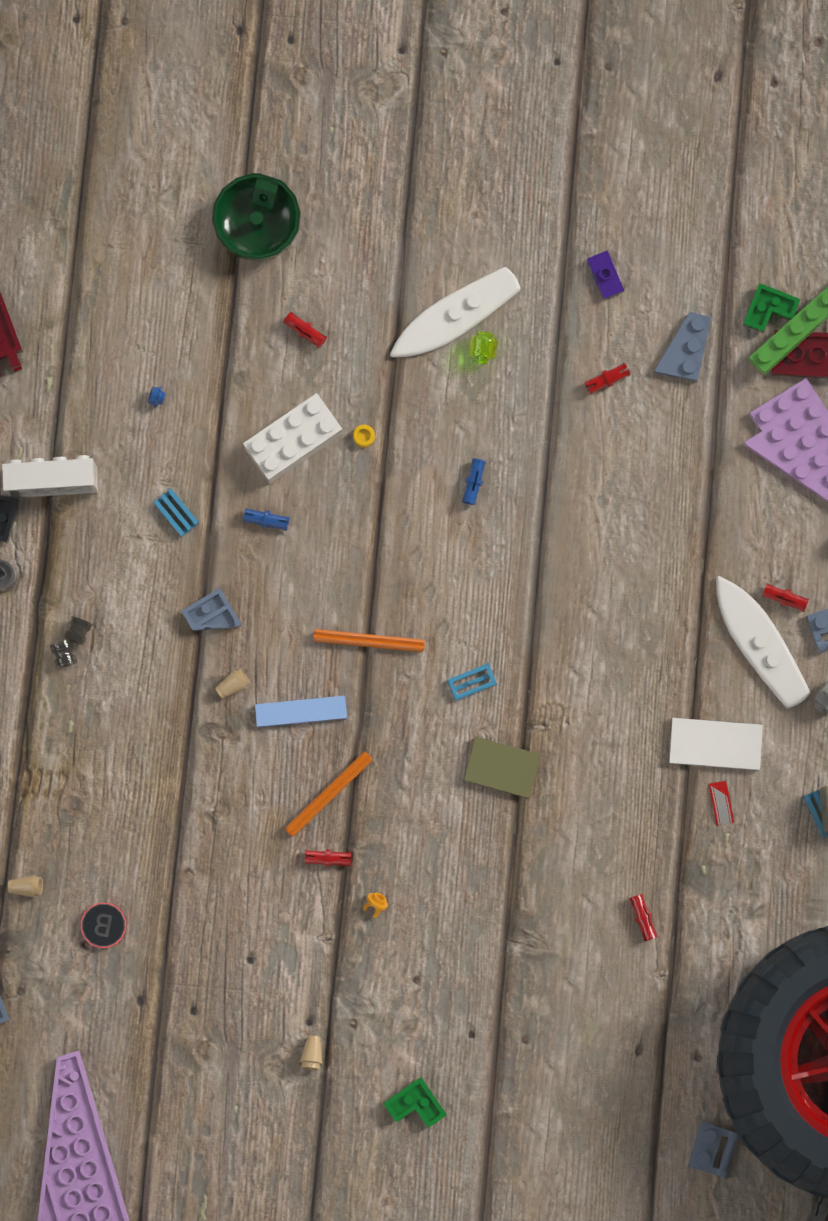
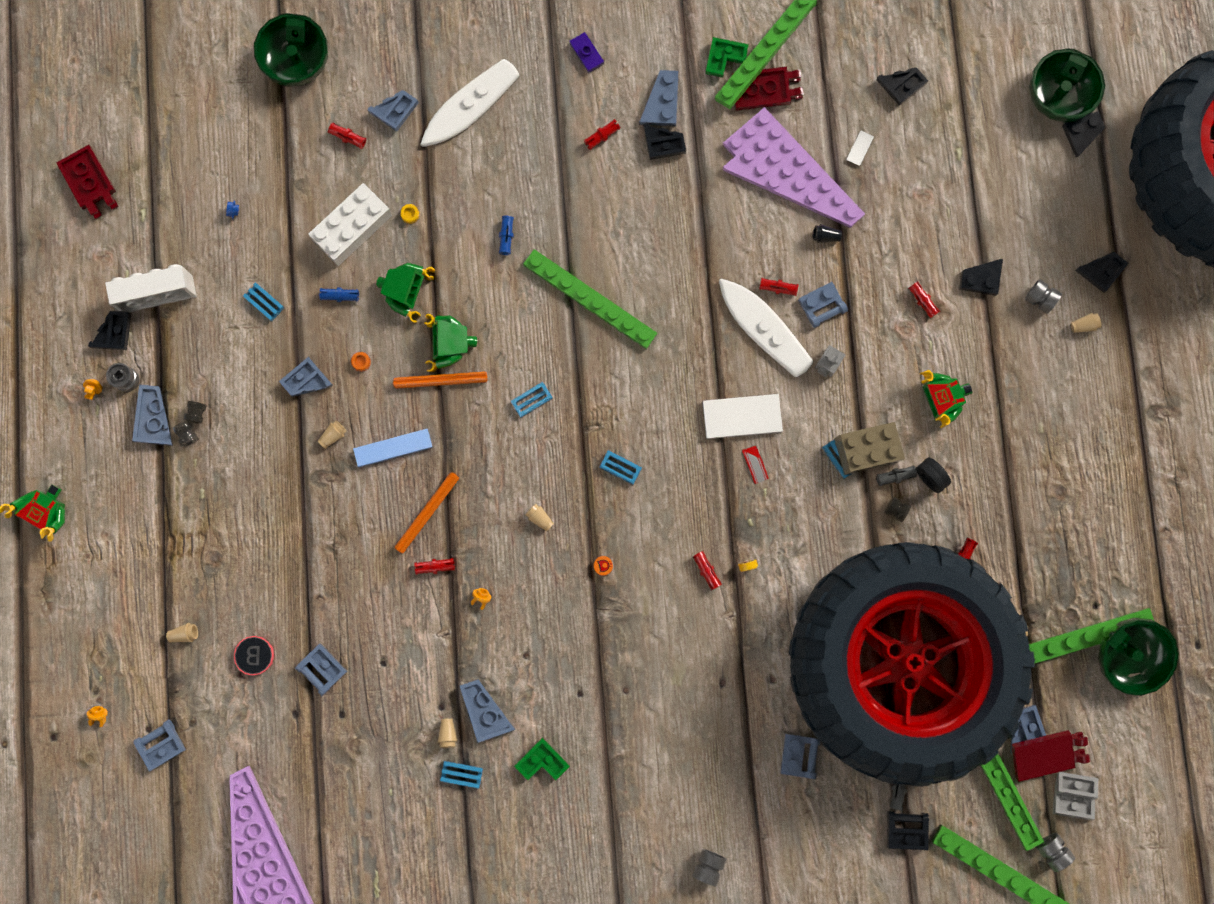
camera: 10 degrees left, 0 degrees up
(25, 629) = (150, 417): none -> sand blue wing
(185, 951) = (325, 664): none -> sand blue plate
(279, 603) = (360, 361): none -> orange tile
(339, 1109) = (460, 782): none -> dark azure tile
(343, 523) = (402, 287): none -> green torso
(357, 1037) = (483, 712): none -> sand blue wing
(366, 307) = (394, 109): none -> sand blue wing
(387, 597) = (449, 341): none -> green torso
(457, 820) = (539, 517): none -> tan cone
(483, 347) = (495, 124): clear neon green head -> none
(502, 767) = (568, 466): olive tile -> none
(523, 891) = (603, 565): none -> orange tile
(560, 574) = (590, 299): none -> bright green plate
(577, 791) = (617, 474): none -> dark azure tile
(678, 401) = (663, 142): none -> black wing
(689, 920) = (748, 565): none -> yellow tile

